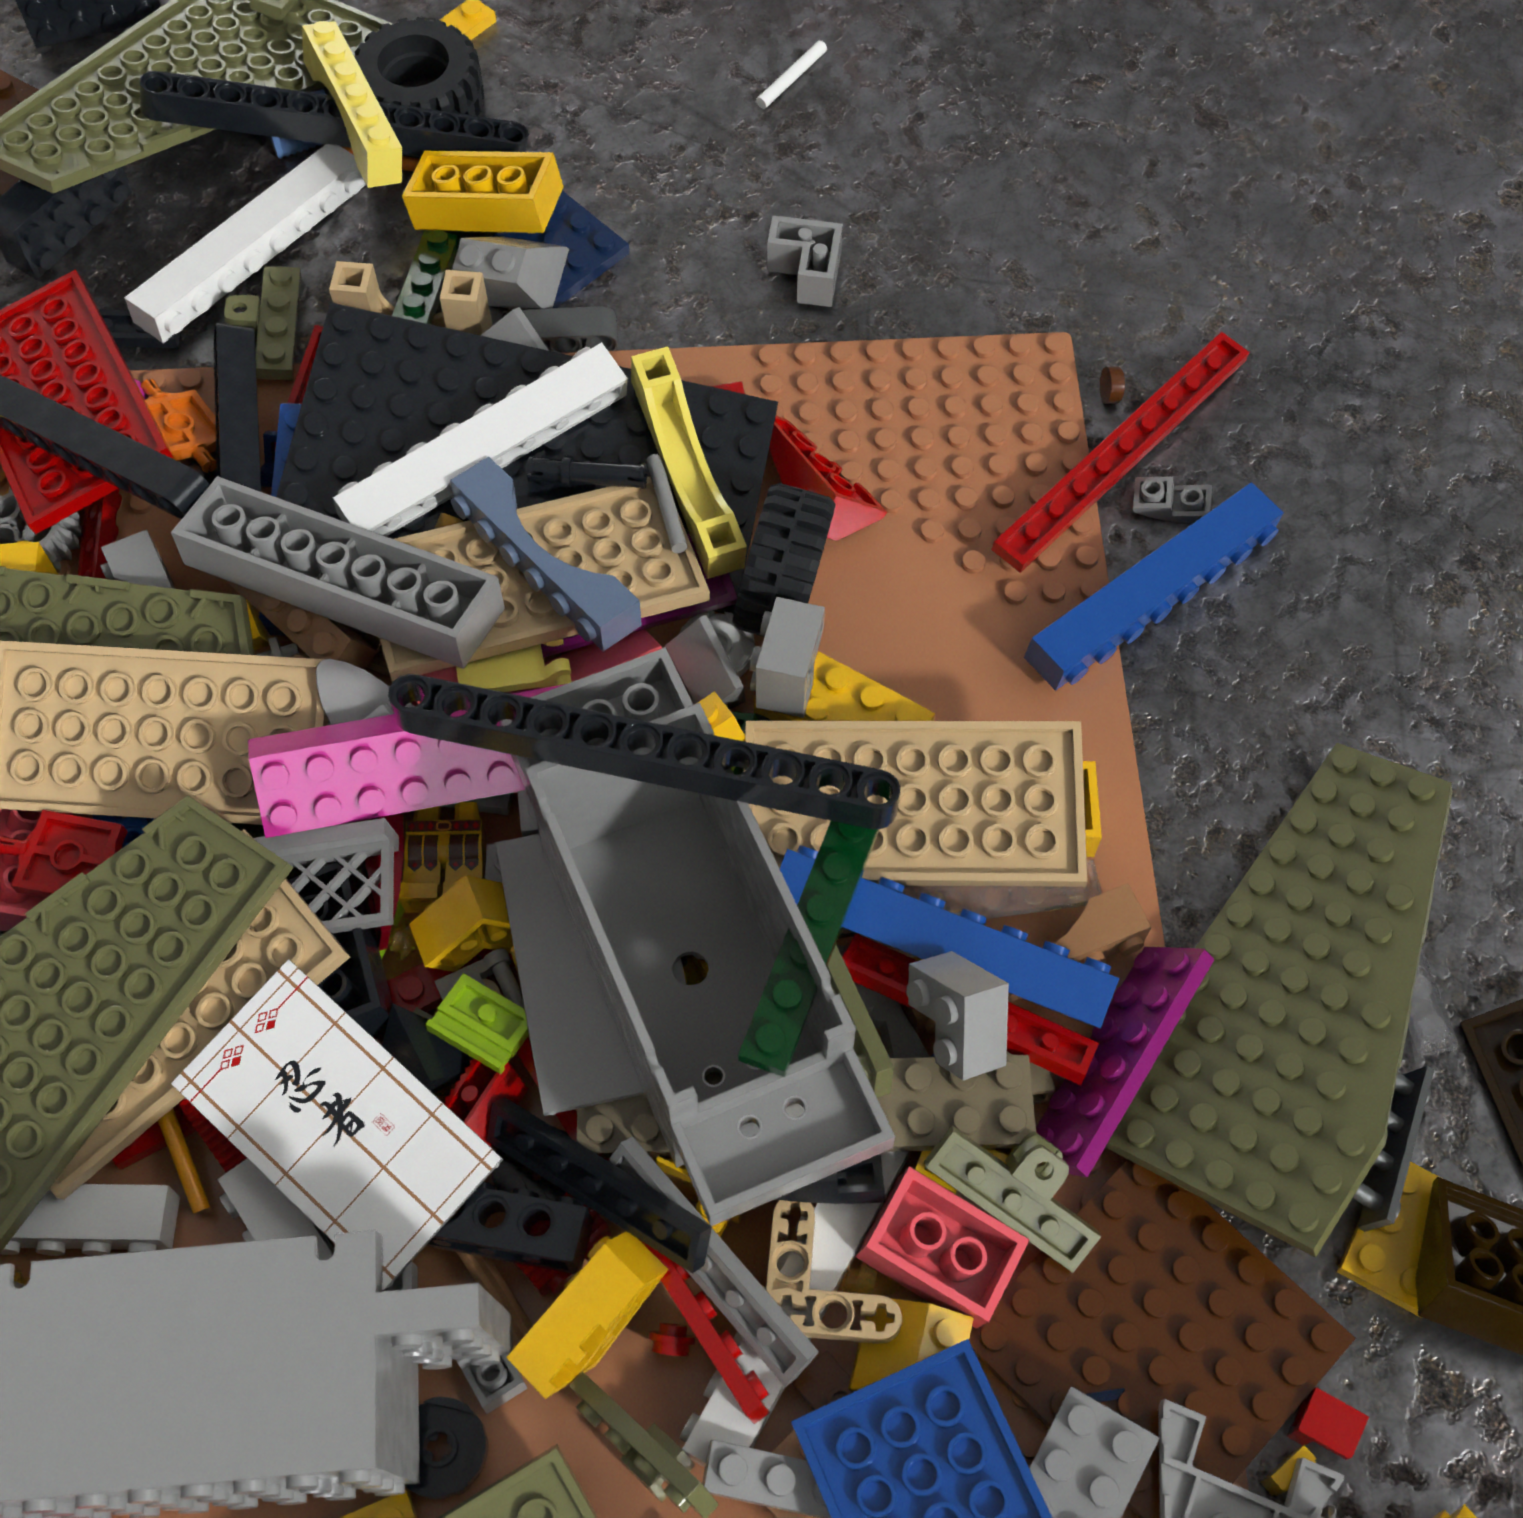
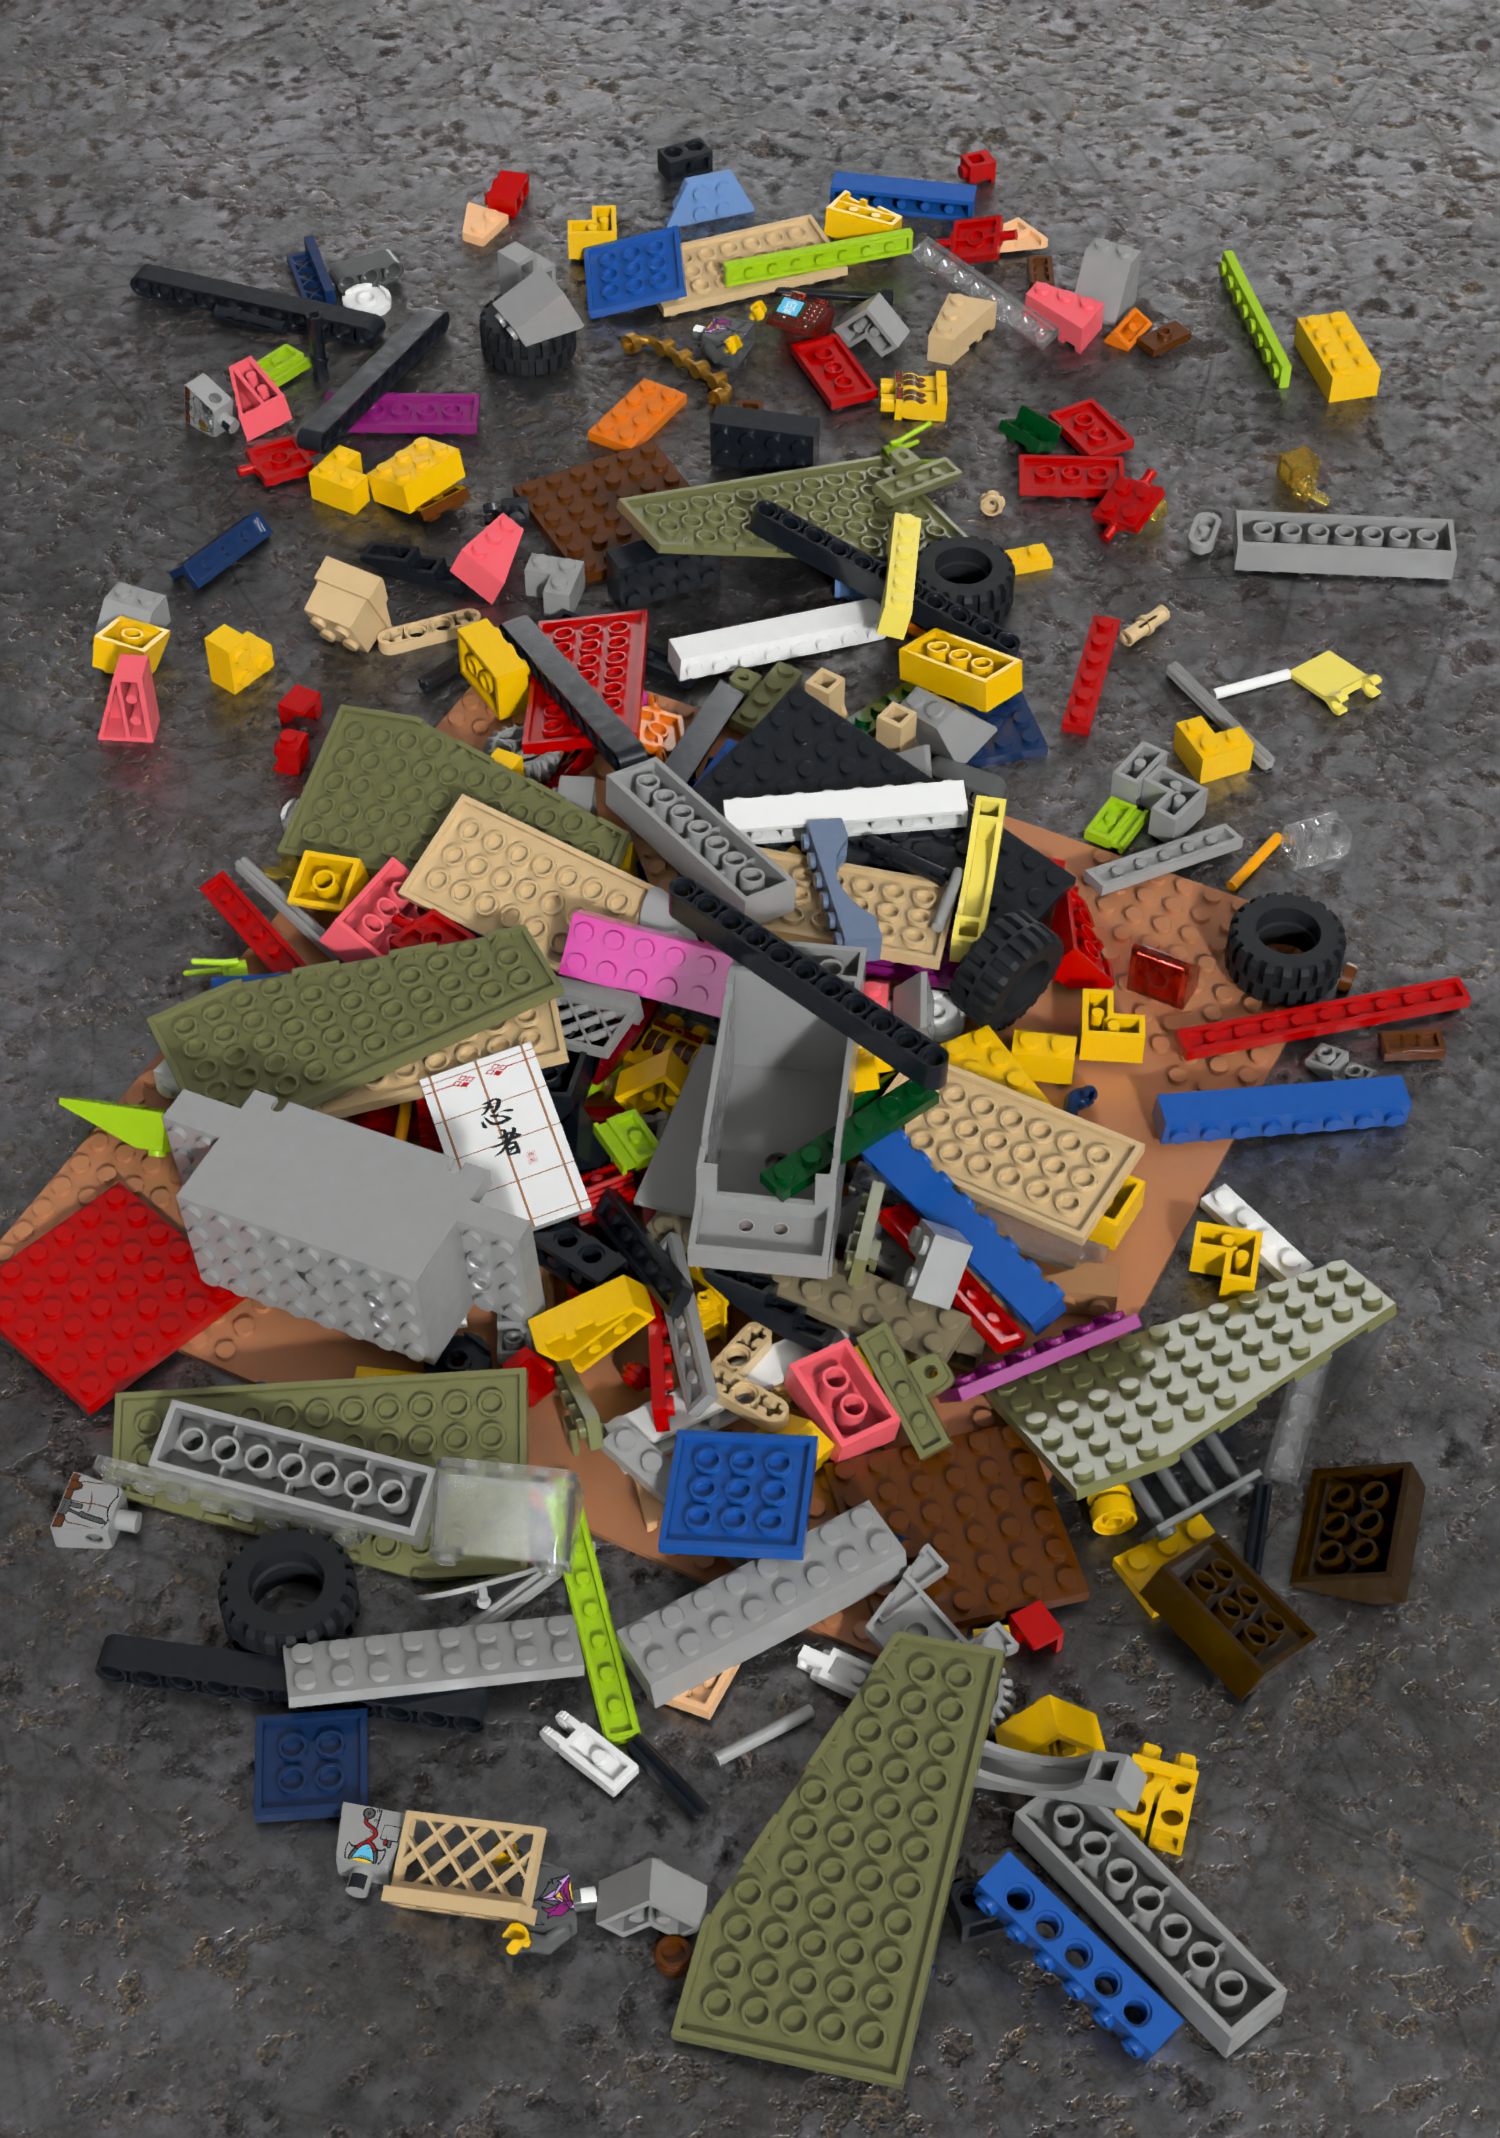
camera: 30 degrees right, 15 degrees down
(540, 1420) = (539, 1374): none -> red panel
(619, 135) = (1091, 675): none -> red plate
(635, 64) = (1144, 625): none -> tan pin
(750, 237) = (1129, 776): none -> light grey brick
(759, 308) = (1116, 824): none -> lime plate
(784, 126) = (1216, 711): none -> light grey axle
(787, 657) = (963, 1017): light grey brick -> none
(801, 177) = (1210, 753): none -> yellow brick
(839, 331) = (1163, 859): none -> light grey plate
(870, 637) = (1045, 1055): none -> yellow slope
(873, 33) = (1334, 679): none -> light yellow flag
(918, 583) = (1109, 1034): none -> yellow brick
(927, 287) = (1253, 863): none -> light orange bar
(935, 478) = (1162, 976): none -> clear red slope
(936, 682) = (1079, 1099): none -> dark blue arm
(978, 233) = (1316, 840): none -> clear brick
(1052, 348) = (1278, 975): none -> black tyre
(1218, 753) = (1276, 1252): none -> white plate
(1224, 435) = (1411, 1045): none -> reddish brown plate
(1225, 798) = (1228, 1254): none -> yellow brick
(1459, 1138) = (1257, 1526): none -> black axle

